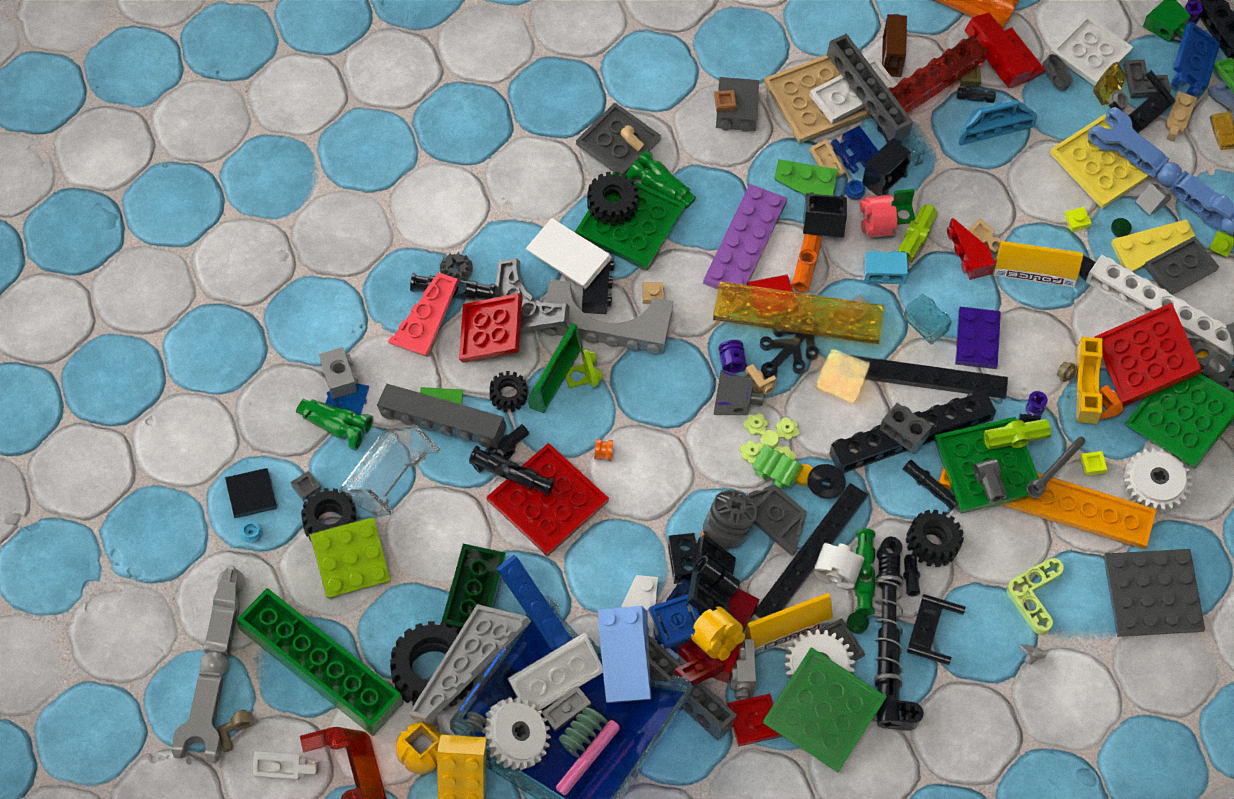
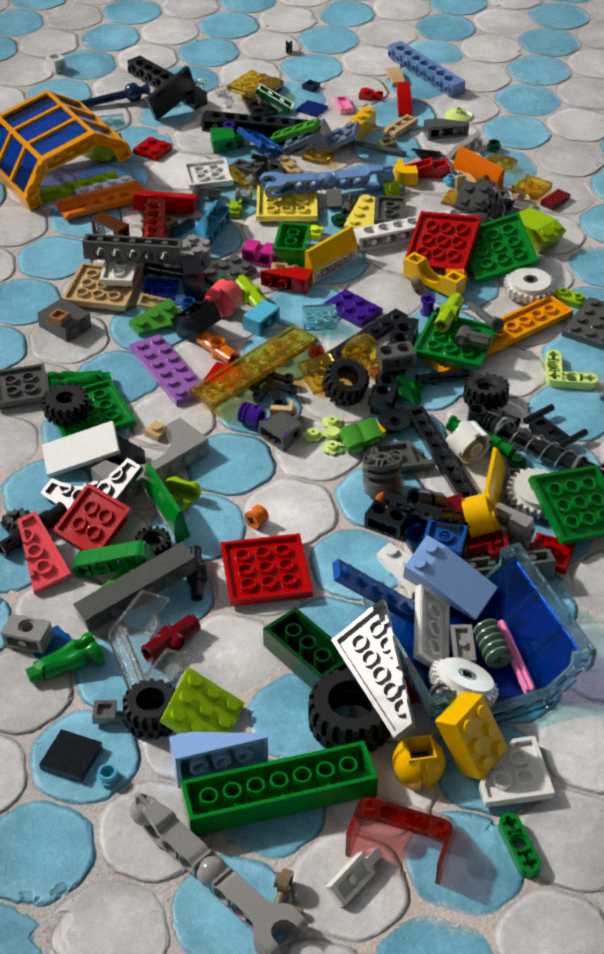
camera: 50 degrees left, 20 degrees down
(304, 586) = (214, 752): none -> light blue slope
(413, 480) = (170, 637): none -> dark red piece
(461, 377) = (112, 558): none -> green beam
(521, 475) = (240, 564): black piece -> none
(630, 138) = (26, 374): tan arm -> none
(833, 388) = (341, 392): none -> black tyre
(876, 351) = (315, 350): none -> clear red plate
(880, 467) = (410, 389): none -> green plate
(894, 389) = (361, 348): none -> clear yellow brick
(937, 137) = (197, 246): none -> light grey brick
(939, 187) = (232, 266): none -> dark grey plate
(990, 195) = (259, 254): none -> dark pink brick
(1028, 214) = (292, 242): none -> green slope
(1052, 118) = (235, 208): none -> lime plate
(1082, 111) = (249, 195): none -> light grey bush
(1093, 463) = (492, 304): neon yellow plate -> none
(1157, 218) = (347, 204): none -> dark grey axle
(1175, 529) = (570, 298): none -> lime plate

